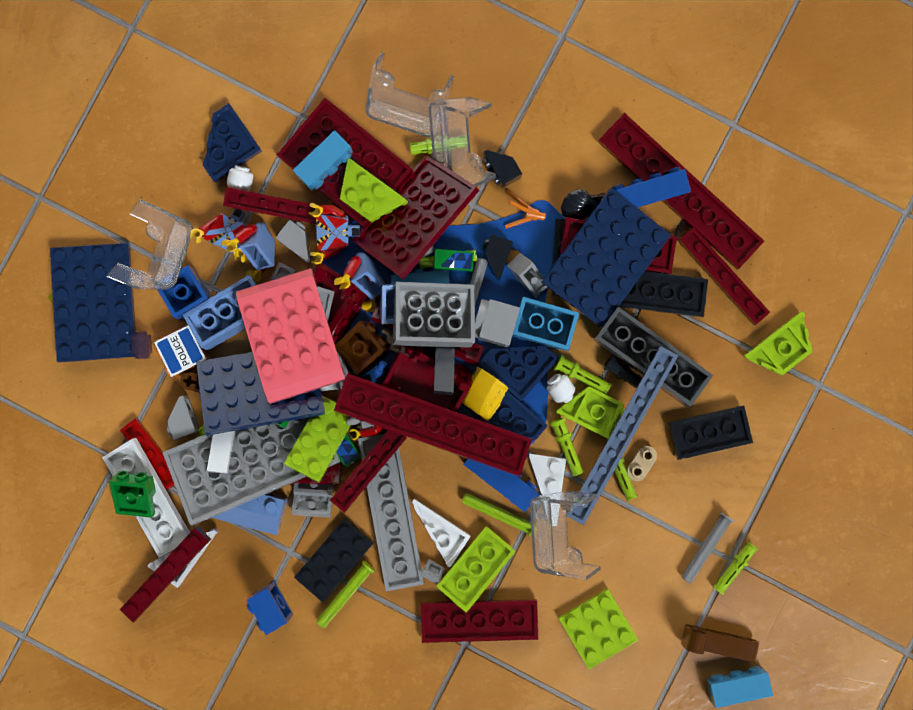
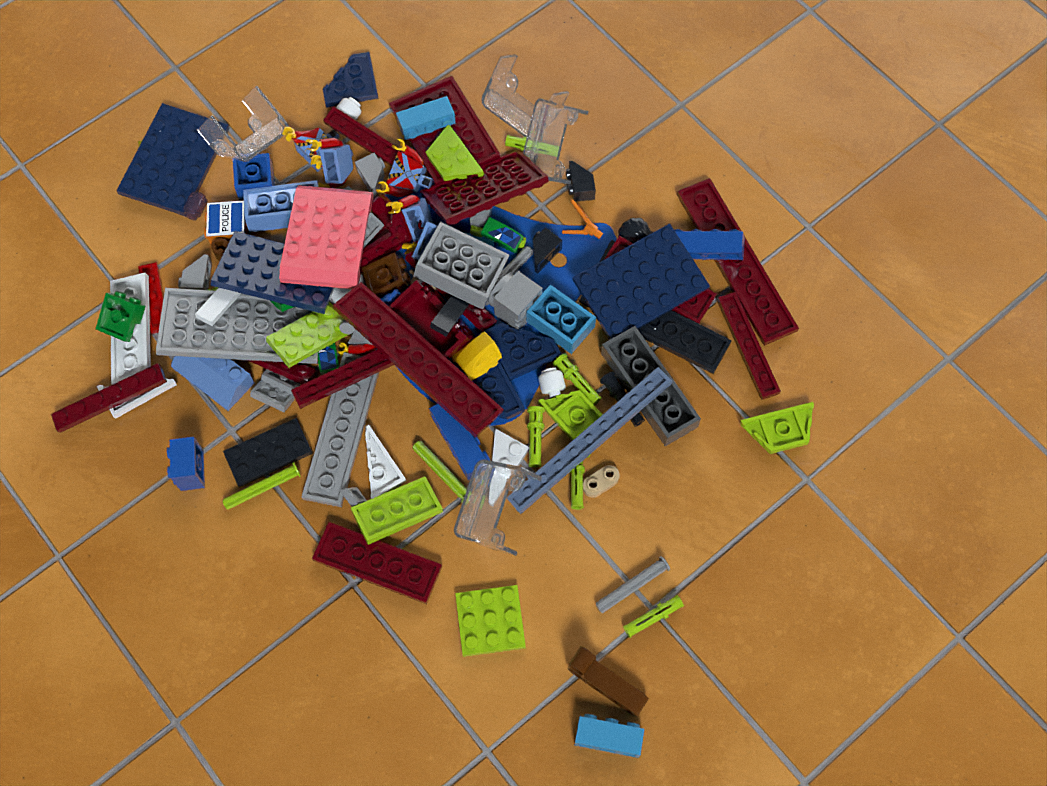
camera: 25 degrees right, 20 degrees down
(527, 274) = (563, 273): light grey slope -> none
(710, 432) = (680, 477): black plate -> none

